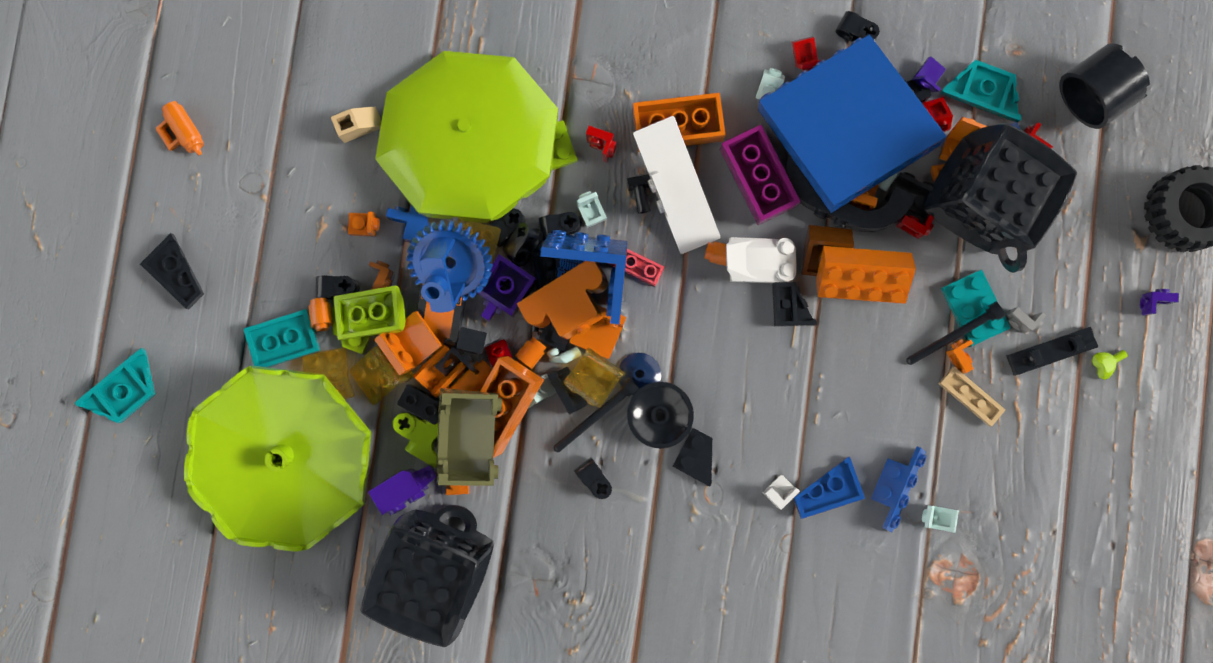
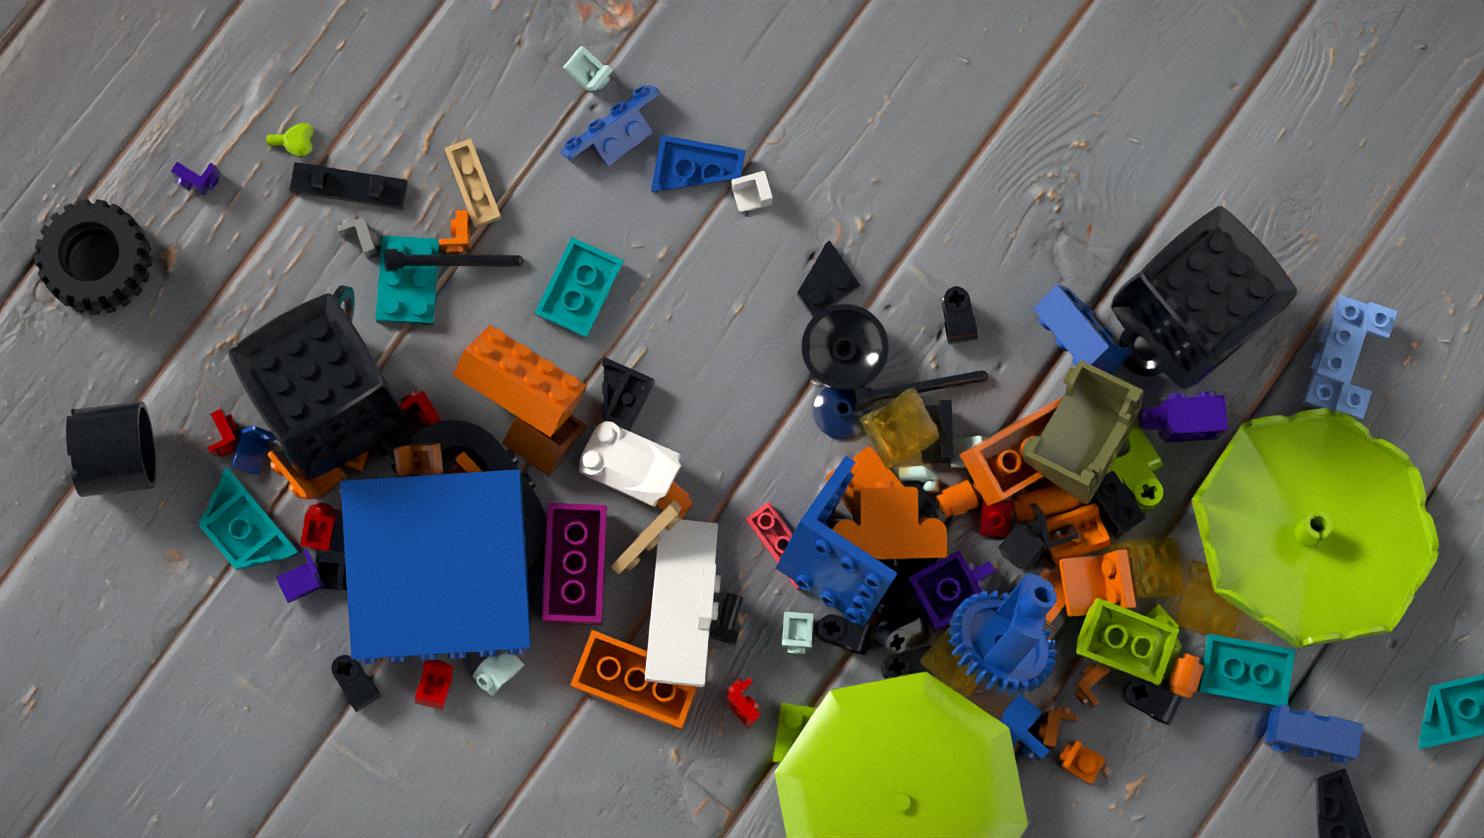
camera: 155 degrees left, 5 degrees down
(217, 319) = (1313, 734): none -> blue wedge
(319, 594) = (1339, 354): none -> light blue bracket
(394, 232) = (1049, 729): none -> dark orange bracket
(505, 510) = (1079, 331): none -> wedge
(721, 216) = (648, 538): none -> tan plate
(860, 362) = (579, 287): none -> teal plate
(903, 181) = (418, 459): none -> dark orange bracket

